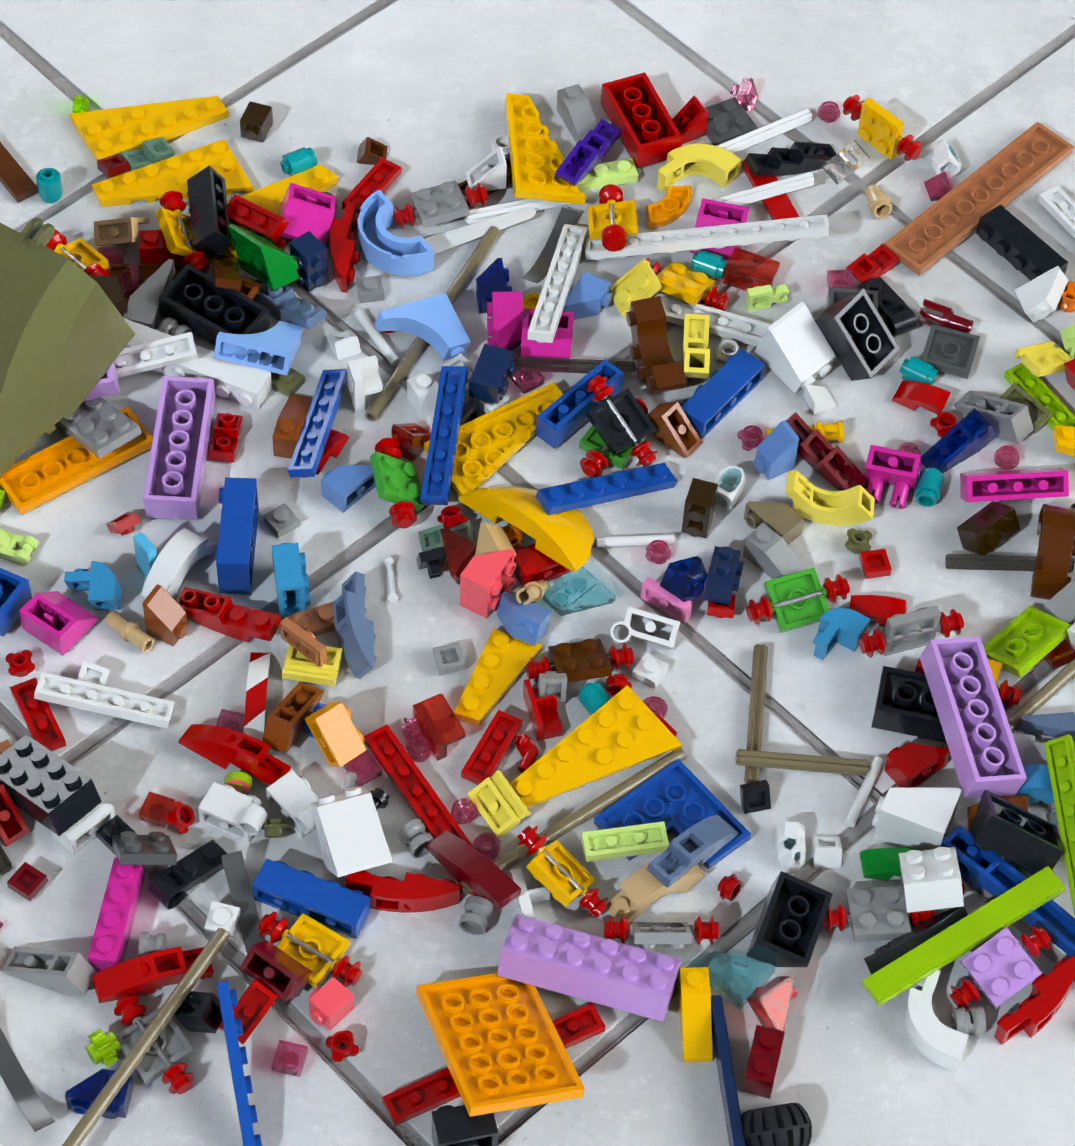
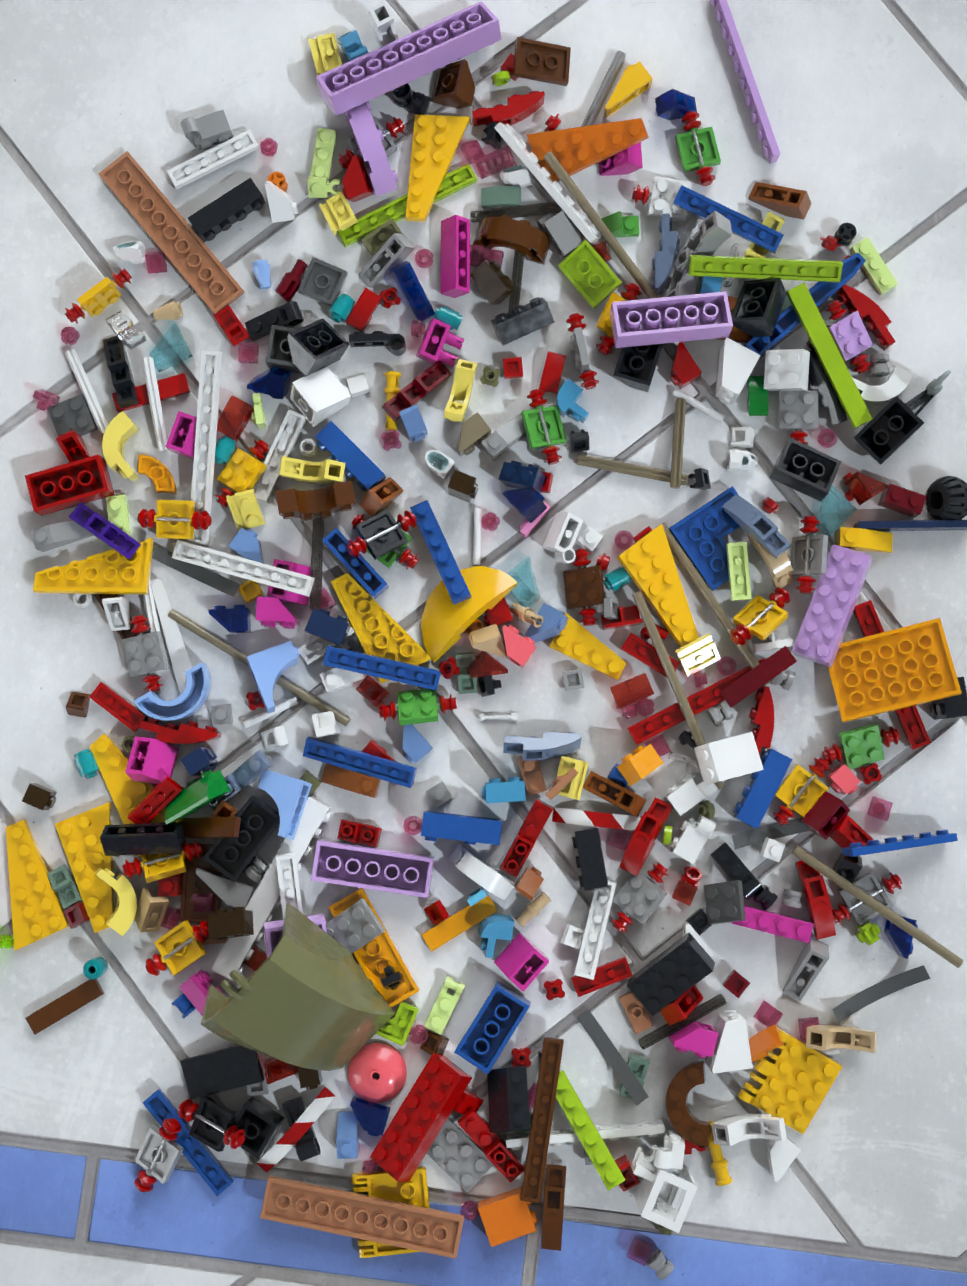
camera: 80 degrees left, 30 degrees up
(36, 471) = (392, 979): none -> black tile
(110, 551) = (459, 923): none -> light orange tile
(145, 204) = (126, 901): none -> light yellow arch
(149, 753) = (639, 898): none -> light grey plate
(152, 910) = (765, 897): none -> black wheel
(200, 688) = (590, 859): none -> black brick
(383, 1025) = (861, 745): none -> bright green plate
(469, 764) = (670, 672): none -> dark tan piece
(785, 645) = (579, 441): none -> black tile
(803, 293) = (271, 382): none -> clear blue slope
(839, 209) = (170, 349): none -> clear light blue wing
(844, 953) = (831, 434): none -> clear pink plate
(876, 1031) = (895, 423): none -> black slope
(882, 426) = (378, 338): none -> black plate
(942, 564) = (522, 320): none -> black brick
(949, 288) = (262, 273): none -> light blue cone
(1027, 516) = (479, 254): none -> clear pink slope

